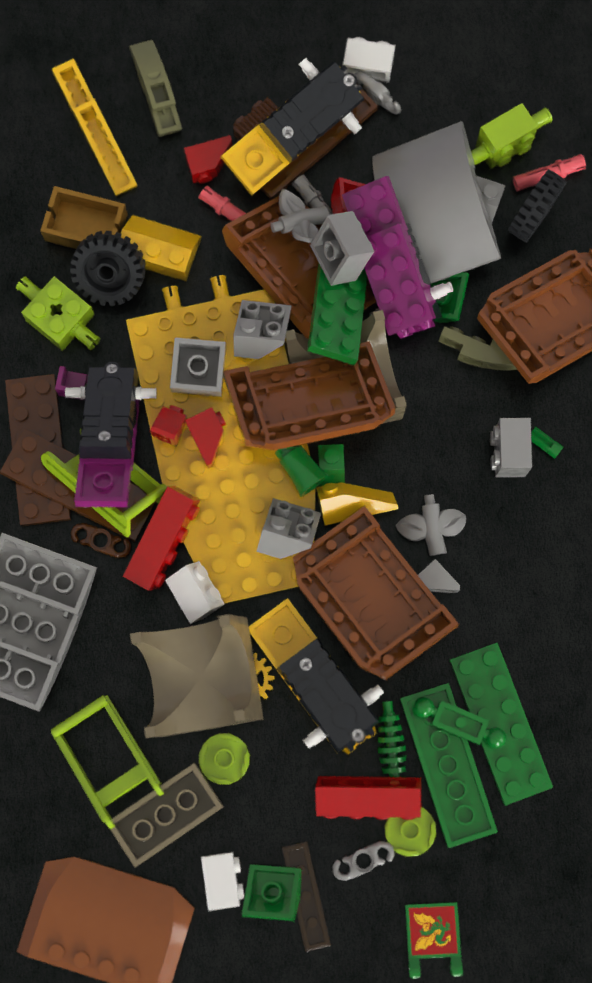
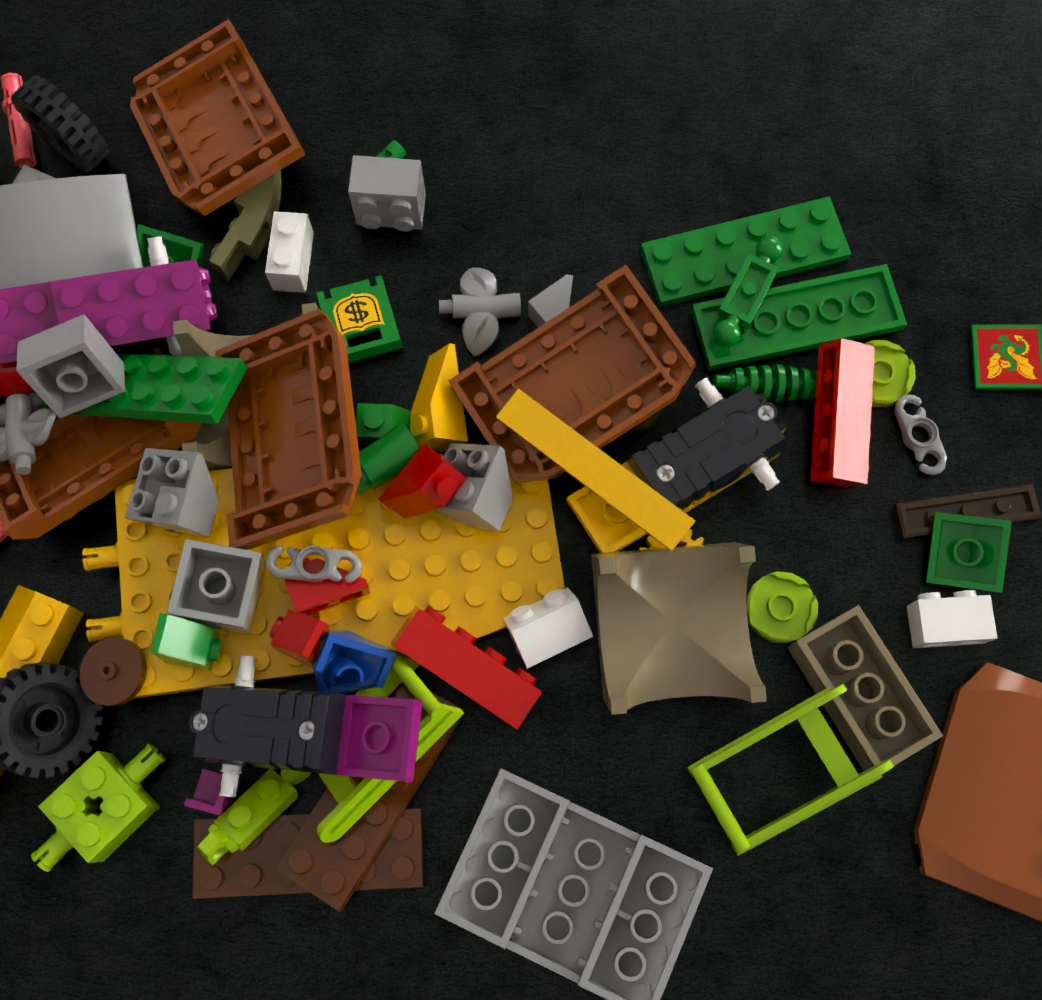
camera: 85 degrees left, 5 degrees down
(56, 407) = (248, 816): none -> lime hinge
(109, 548) = (442, 774): reddish brown piece -> none
(140, 308) = (113, 671): none -> reddish brown piece
(157, 461) = (351, 663): none -> blue slope
(158, 353) = (186, 643): none -> slope
(222, 438) = (295, 569): none -> light grey piece
(284, 496) = (423, 484): none -> red slope
(299, 612) = (596, 470): none -> yellow slope
(419, 436) = (361, 310): none -> green container
(461, 382) = (289, 252): none -> white brick

